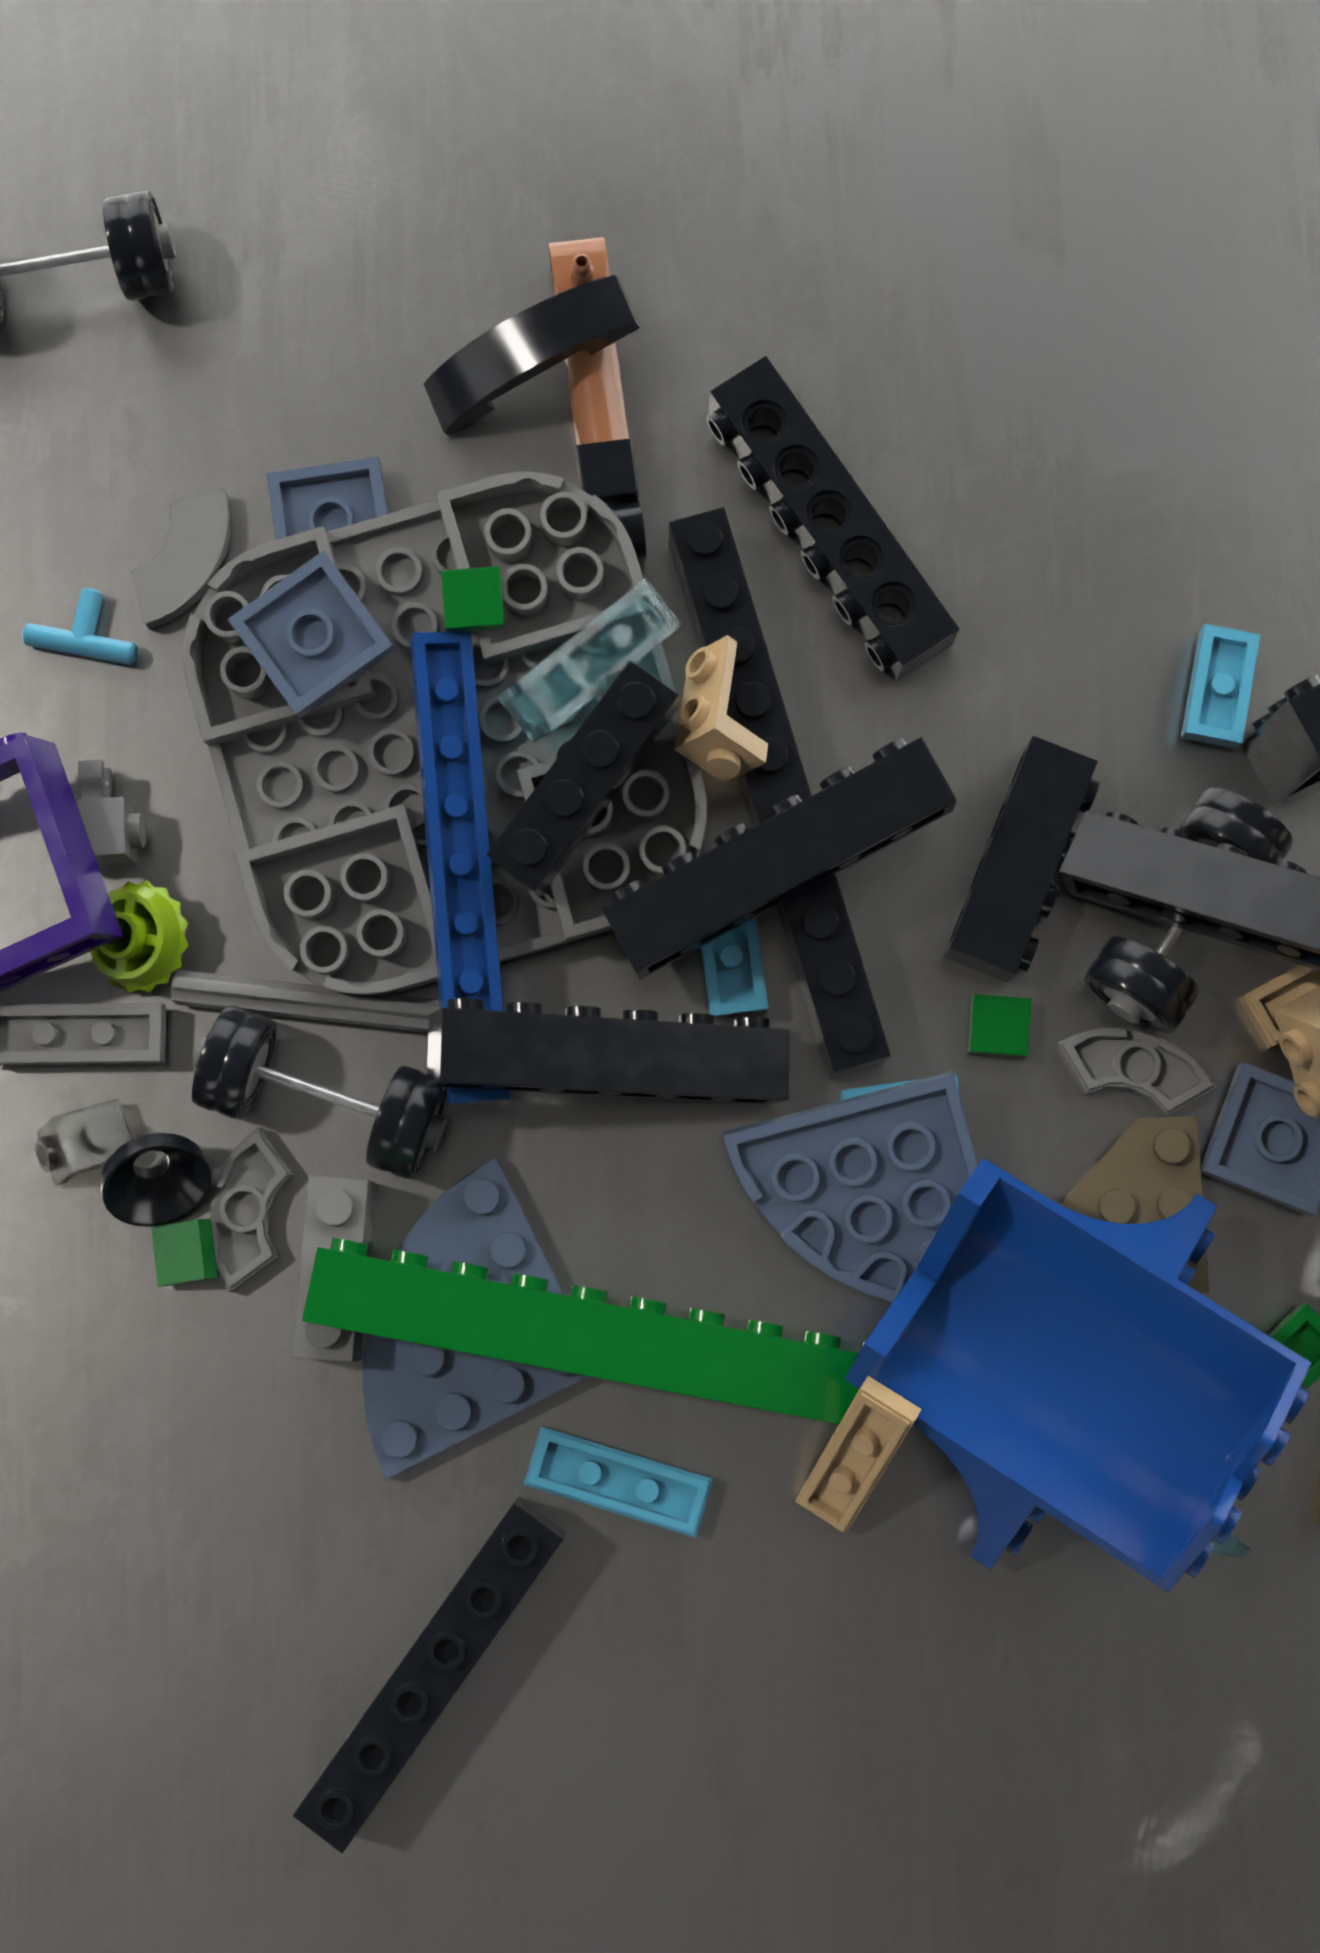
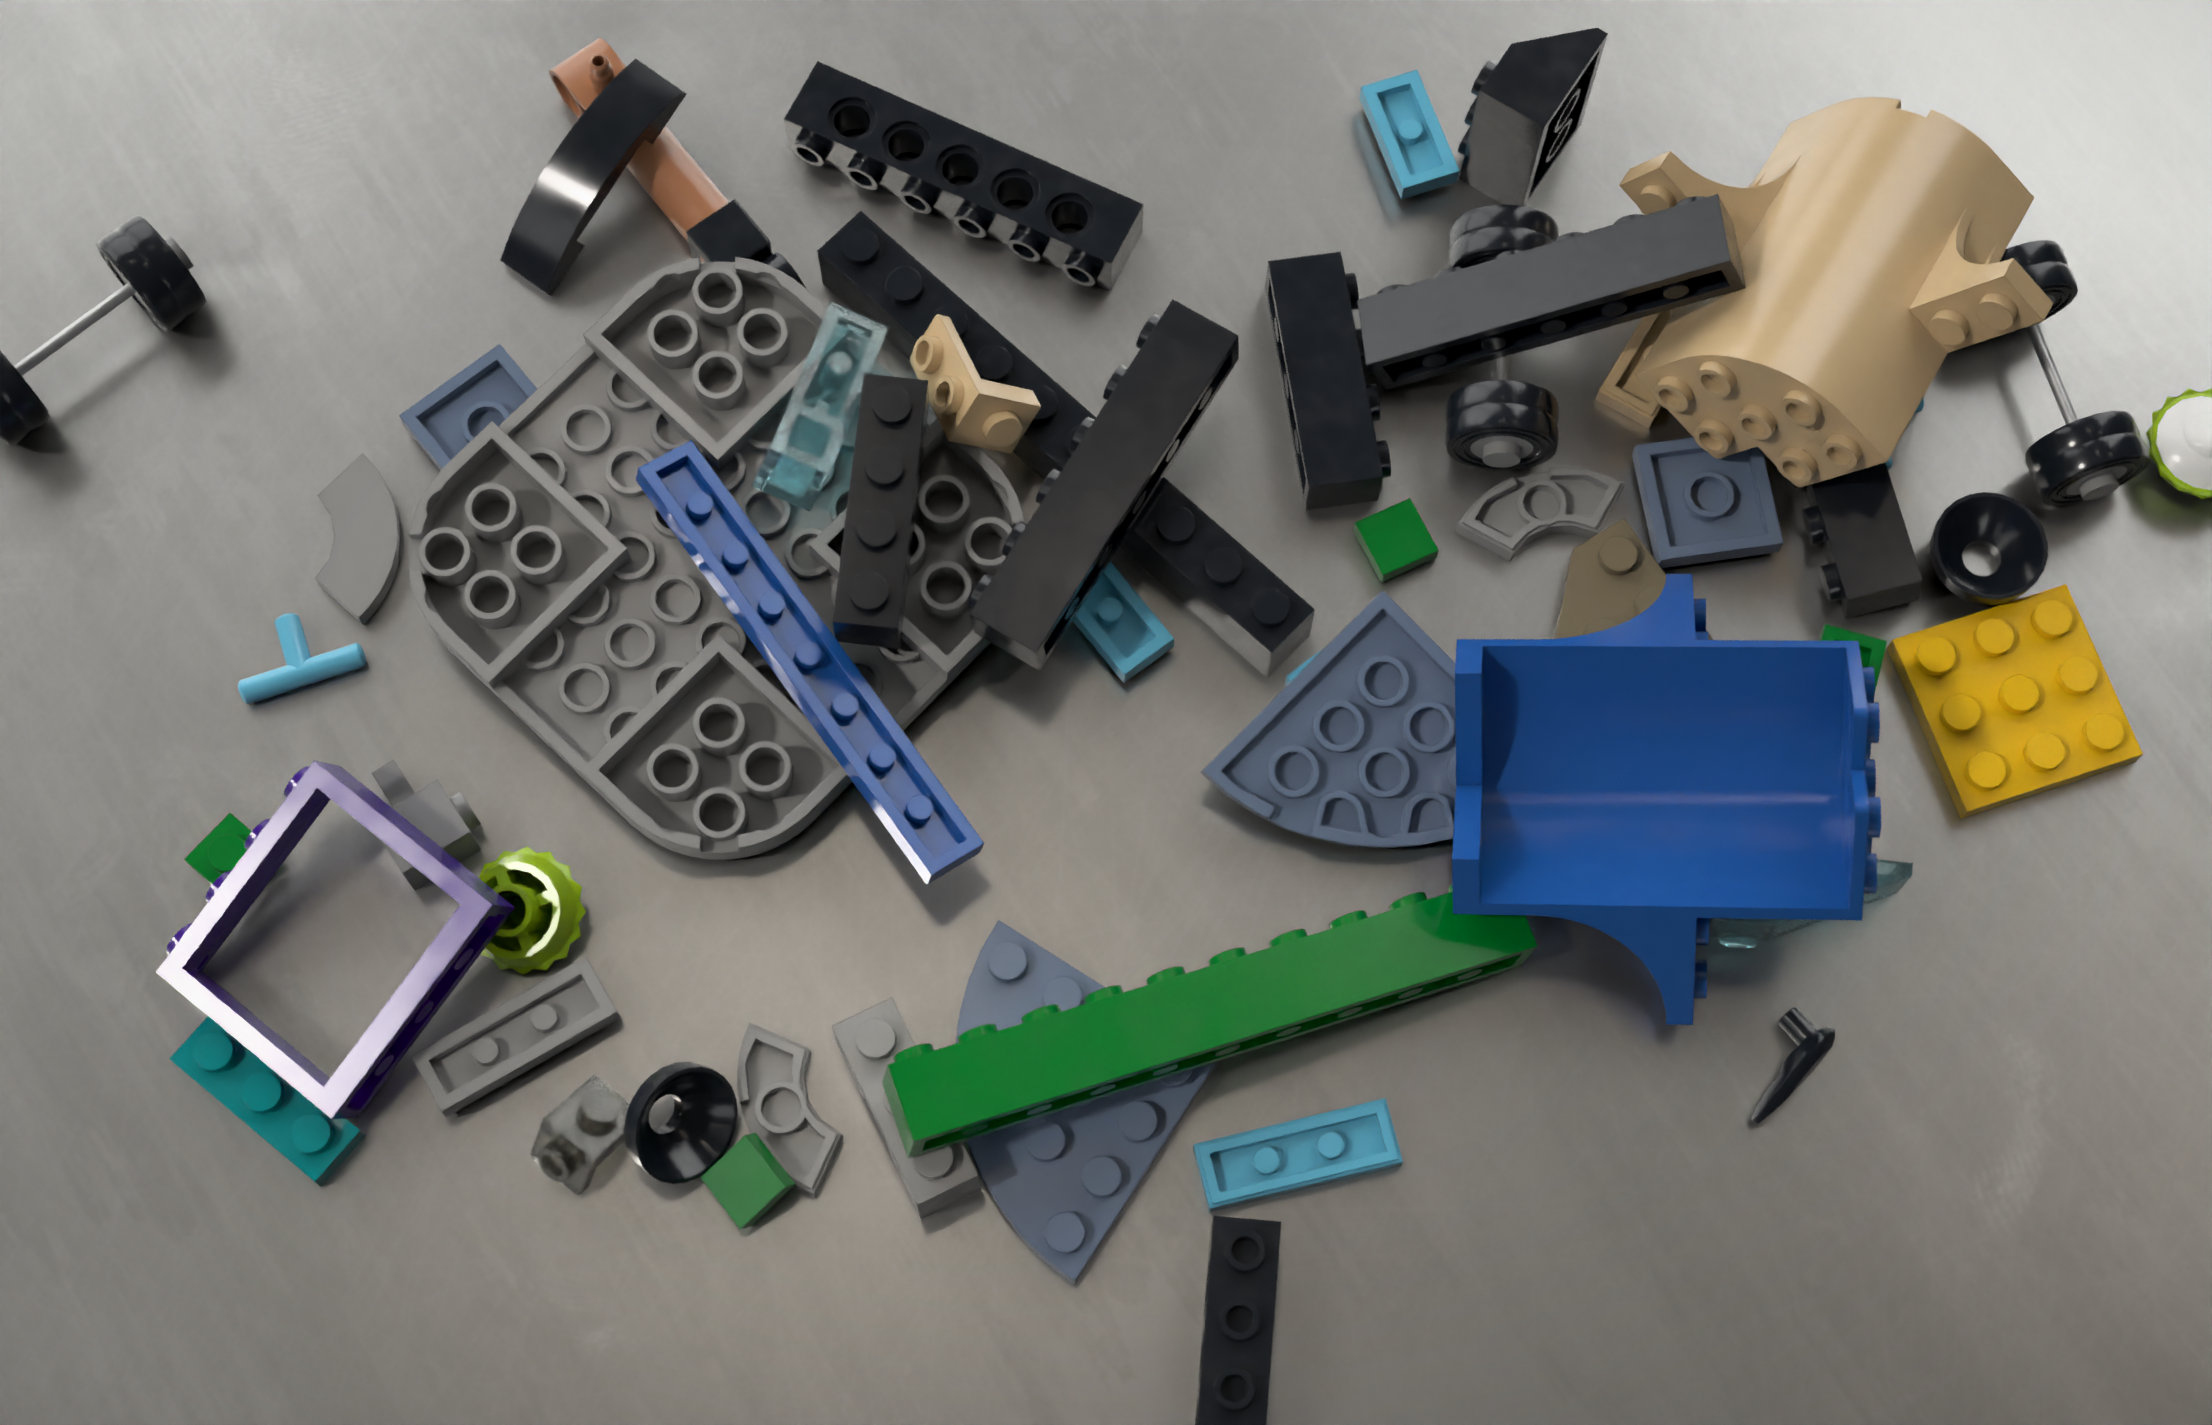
camera: 30 degrees left, 10 degrees down
(237, 1060) = (694, 966): black axle -> none
(302, 1001) = (731, 879): light grey axle -> none
(311, 634) = (541, 521): sand blue plate -> none
(473, 599) = (677, 408): green tile -> none
(607, 1055) = (1050, 753): black brick -> none
(857, 1454) = (1507, 983): tan tile -> none
(1058, 1647) = (1801, 1062): none -> black bar

